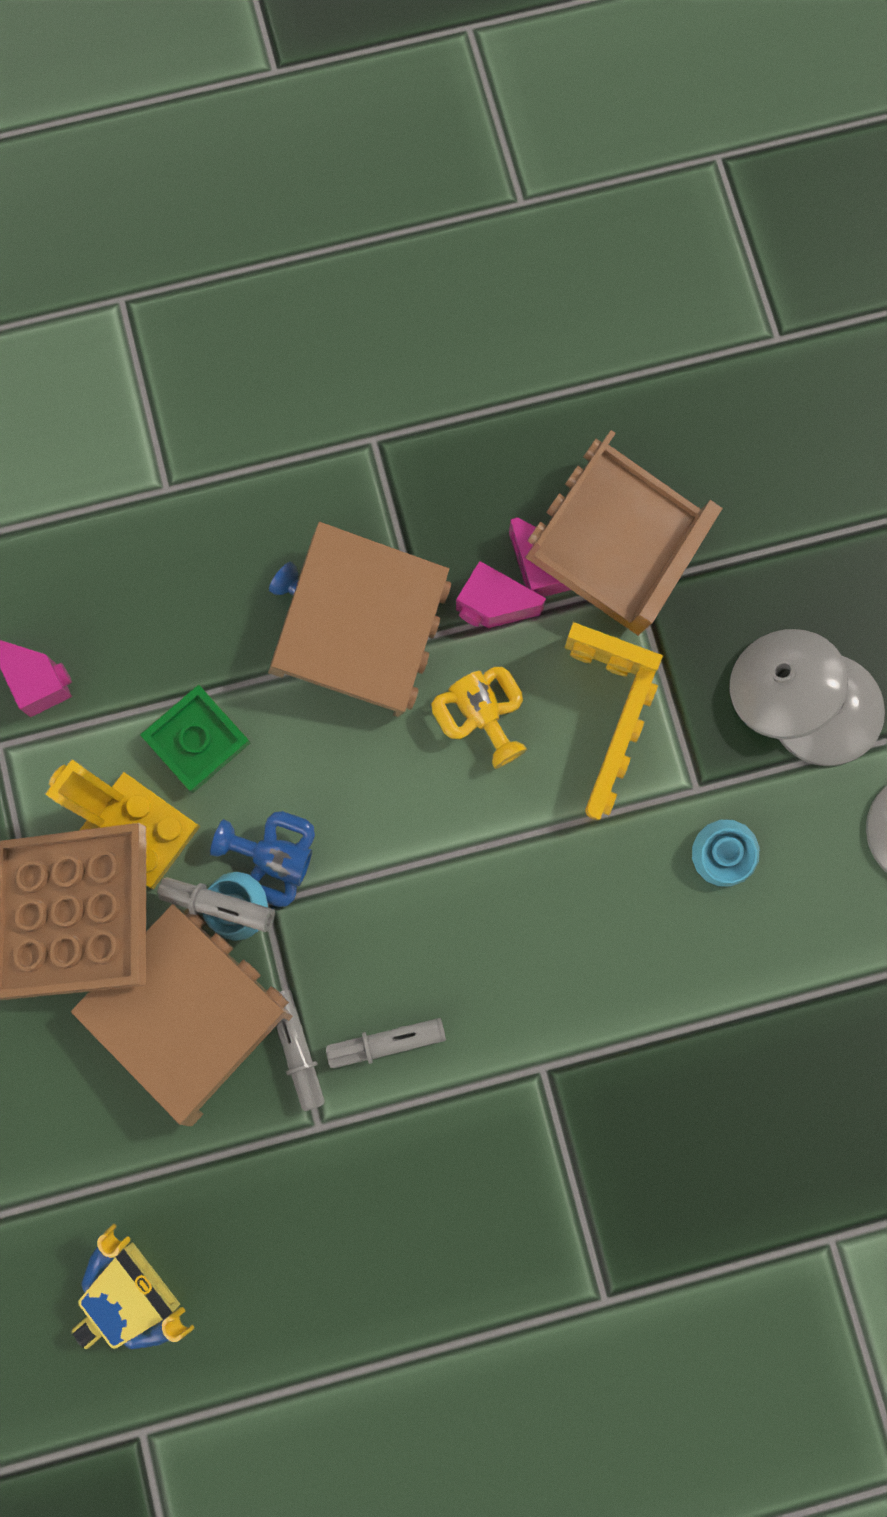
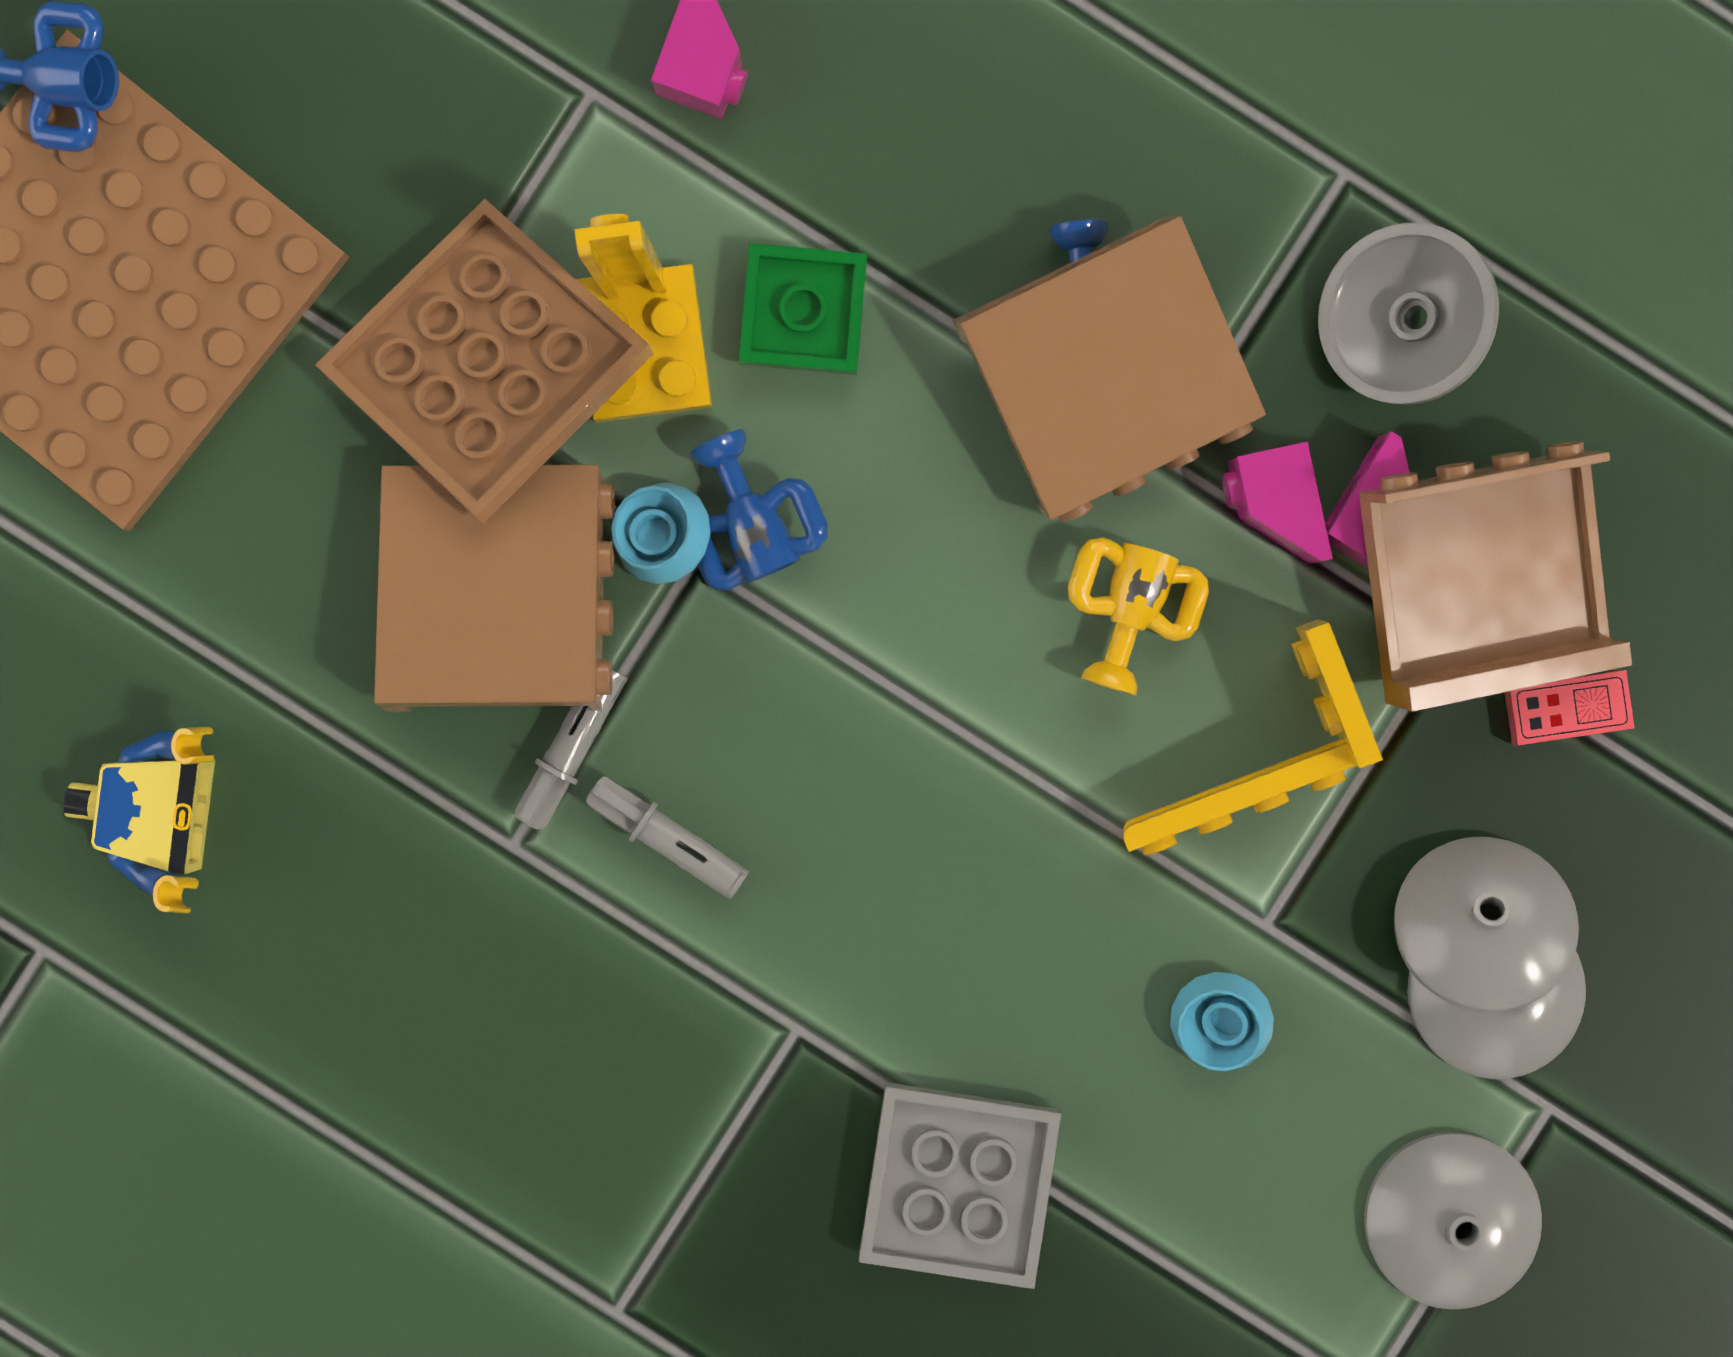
camera: 45 degrees right, 10 degrees up
(202, 900) = (641, 514): light grey axle -> none
(440, 468) = (1371, 305): none -> light grey dish
(694, 1058) = (959, 1185): none -> light grey plate
(717, 556) = (1570, 708): none -> coral tile

